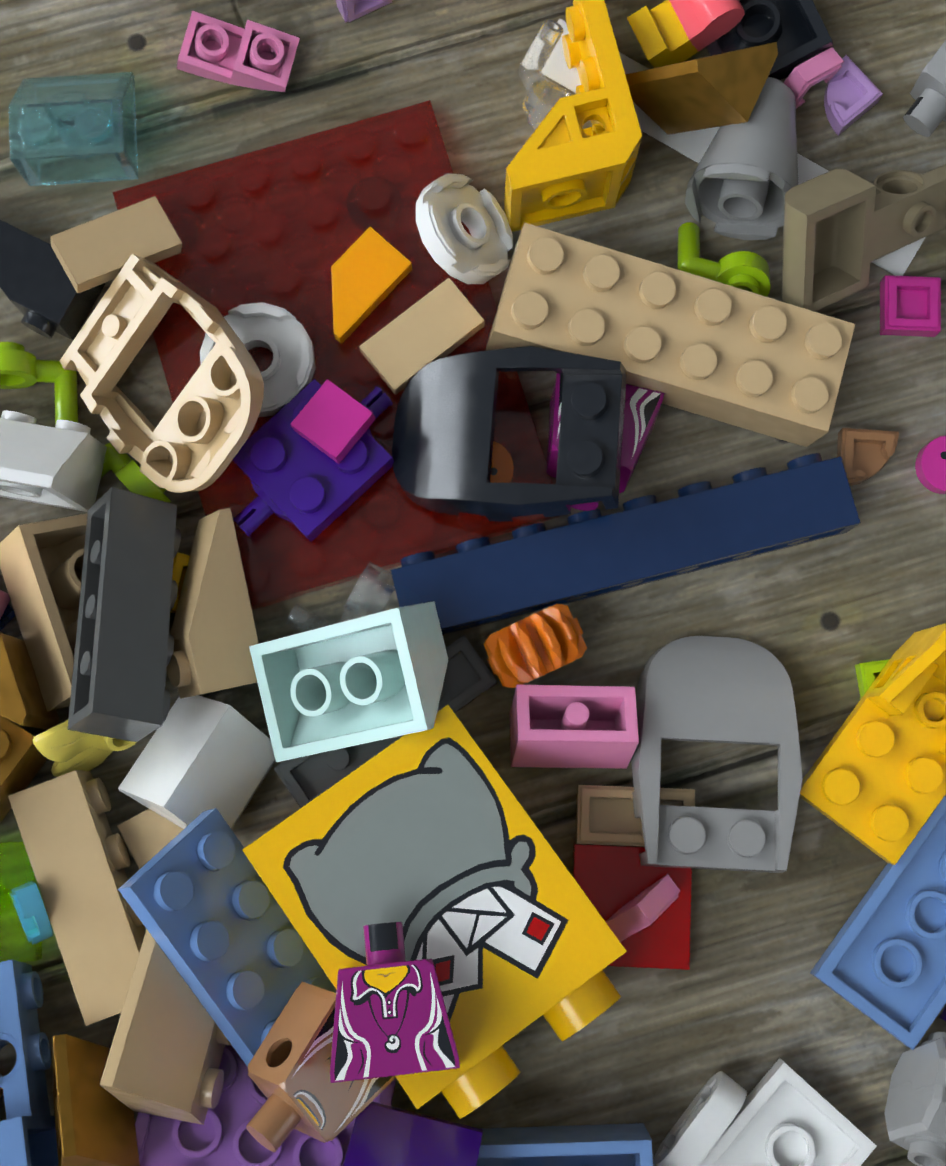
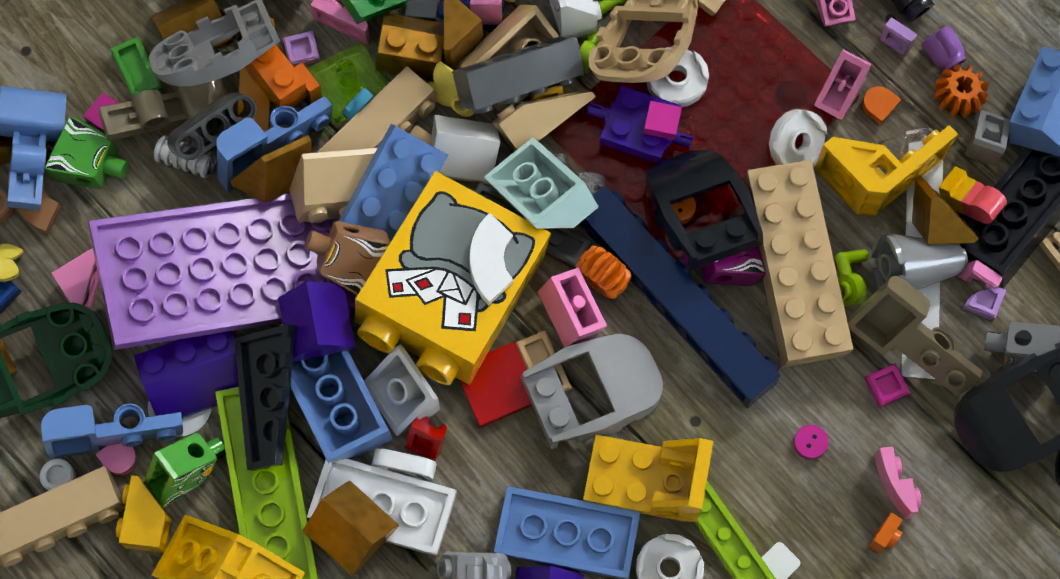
camera: 65 degrees right, 10 degrees down
(363, 280) = (743, 105): light orange tile -> none
(390, 1014) = (393, 263): magenta torso -> none
(411, 109) = (843, 84): none -> bright pink slope
(422, 335) = (736, 147): tan tile -> none
(452, 839) = (487, 259): none -> white tile
(456, 78) = (879, 103): none -> orange tile
(579, 1077) = (401, 391): none -> white slope
(643, 908) = (500, 382): bright pink tile -> none
(675, 1070) = (425, 438): none -> red tile
(865, 452) = (792, 397): medium nougat tile -> none

